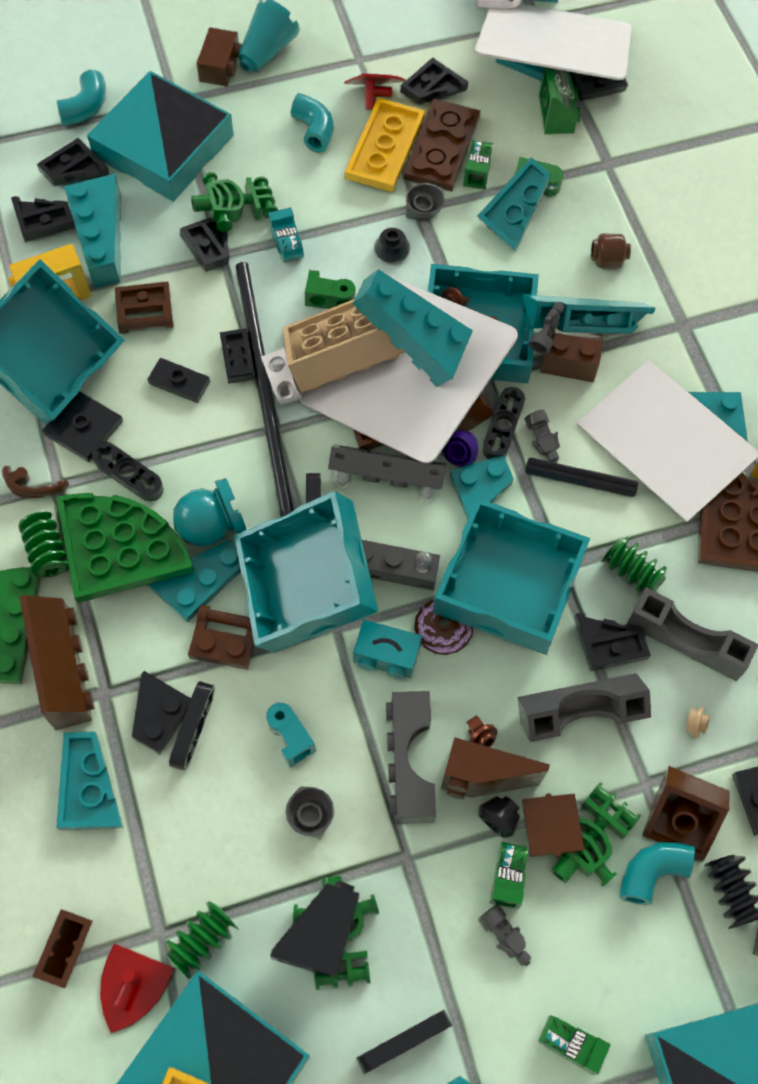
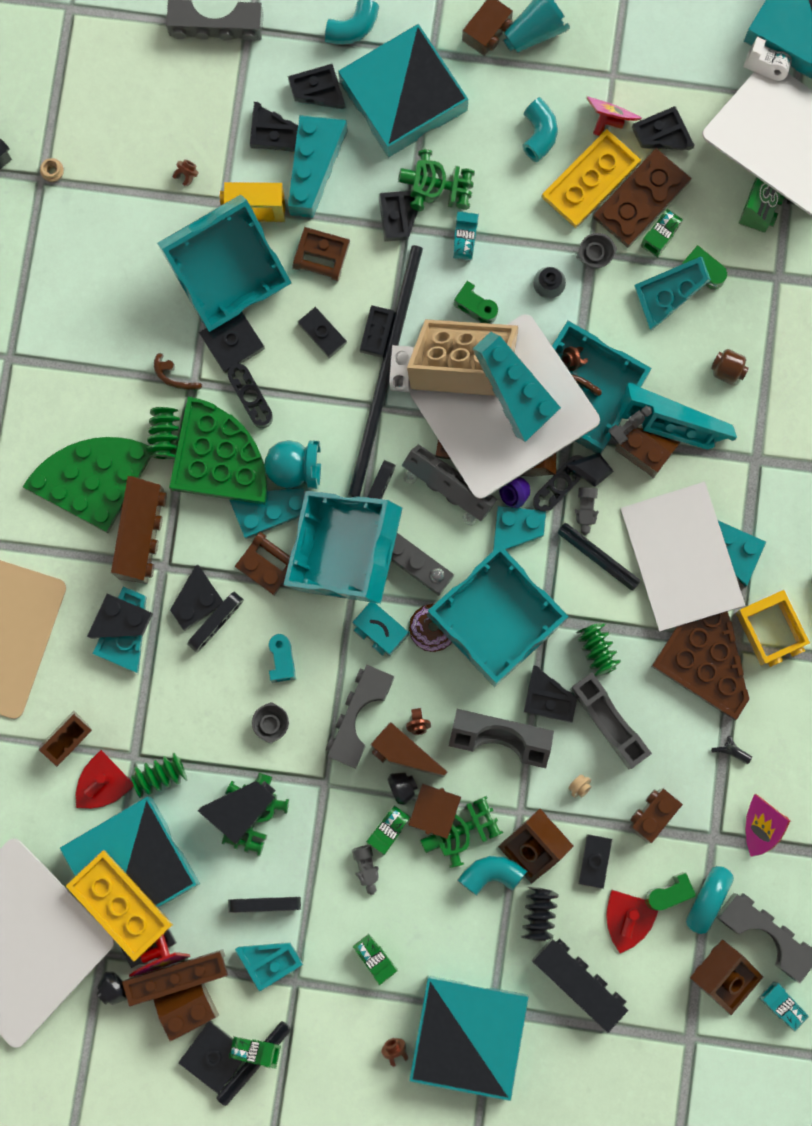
camera: 30 degrees right, 15 degrees up
(74, 770) = (119, 619): none -> black wing
(527, 394) = (591, 468): none -> black piece

